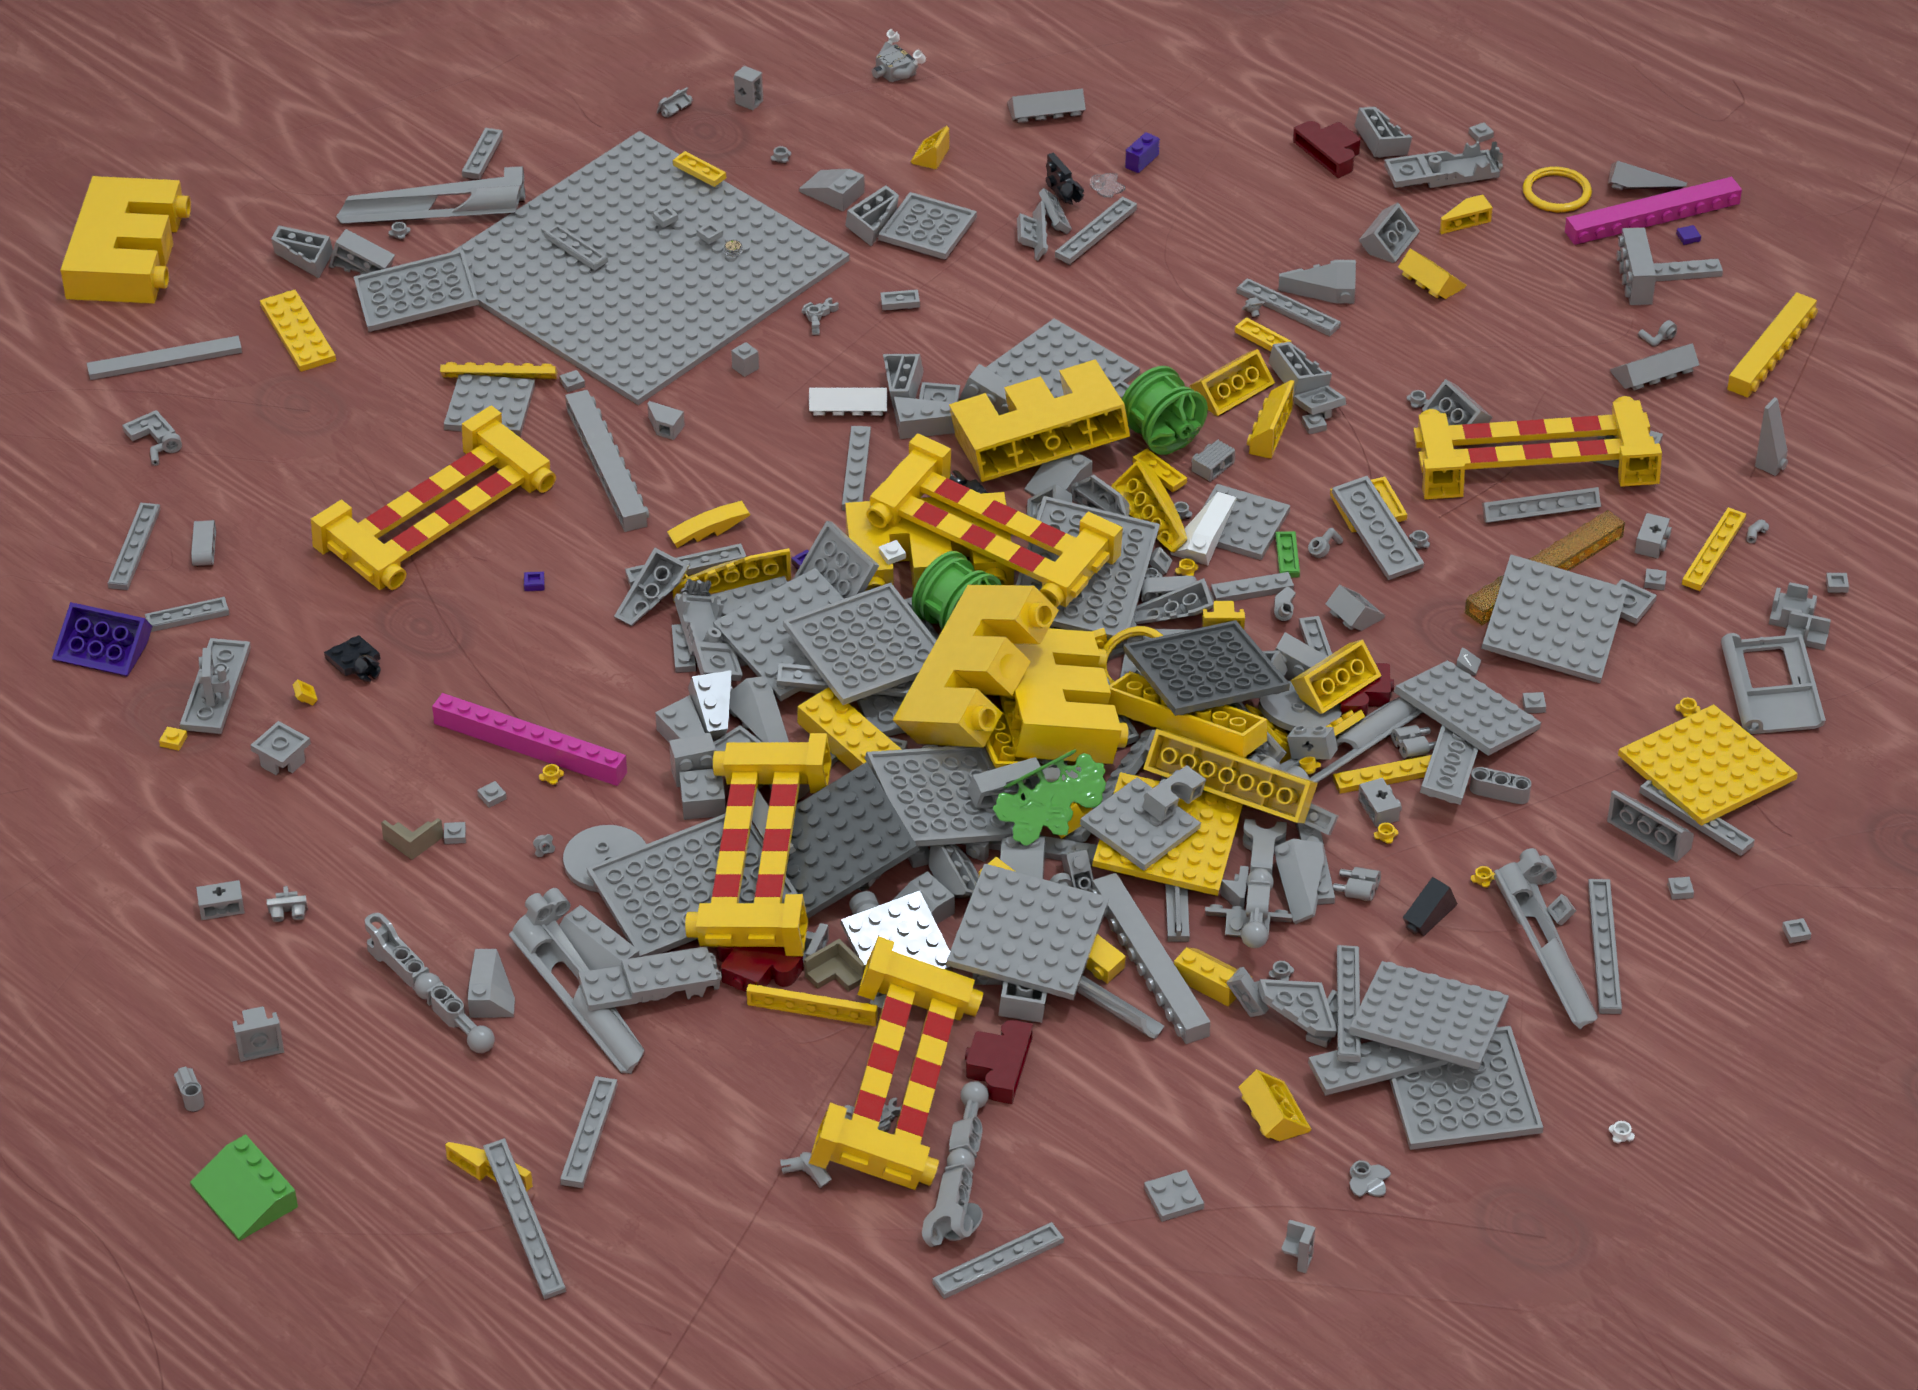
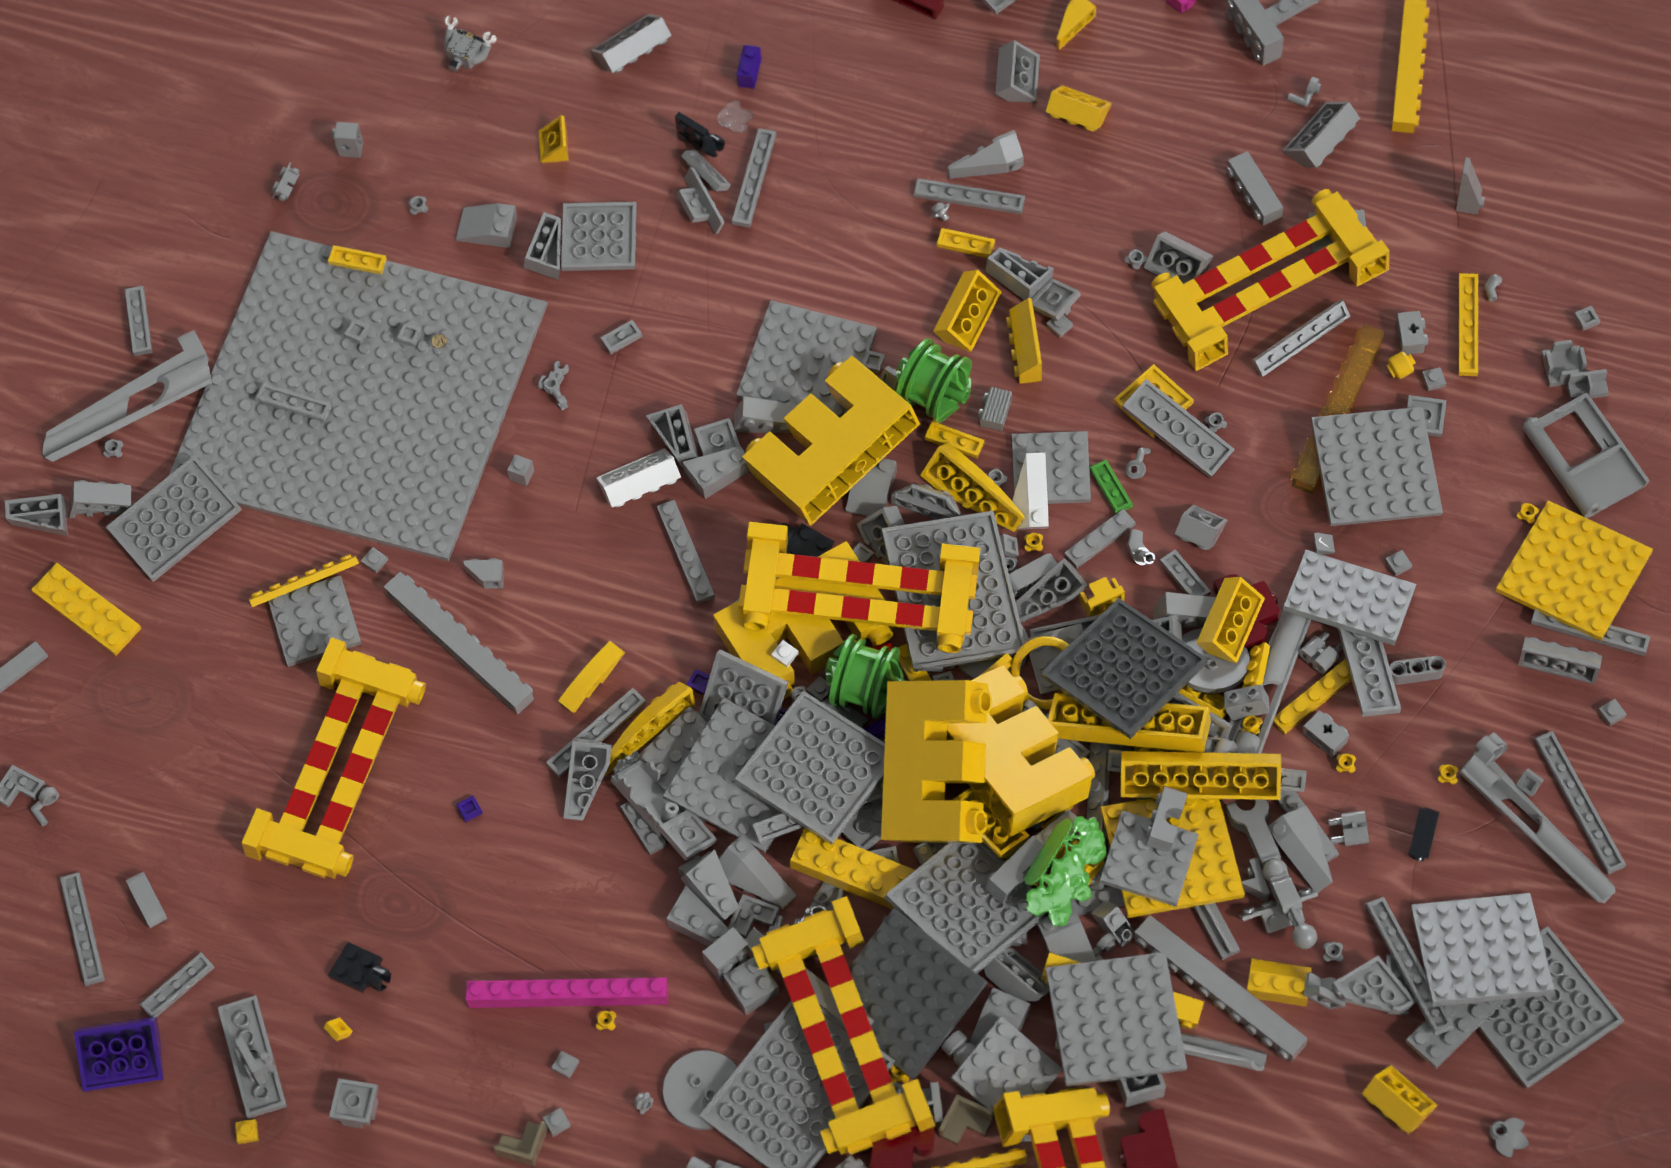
camera: 20 degrees left, 20 degrees up
(1564, 385) = (1254, 188): none -> light grey brick
(1627, 555) = (1401, 365): none -> yellow head

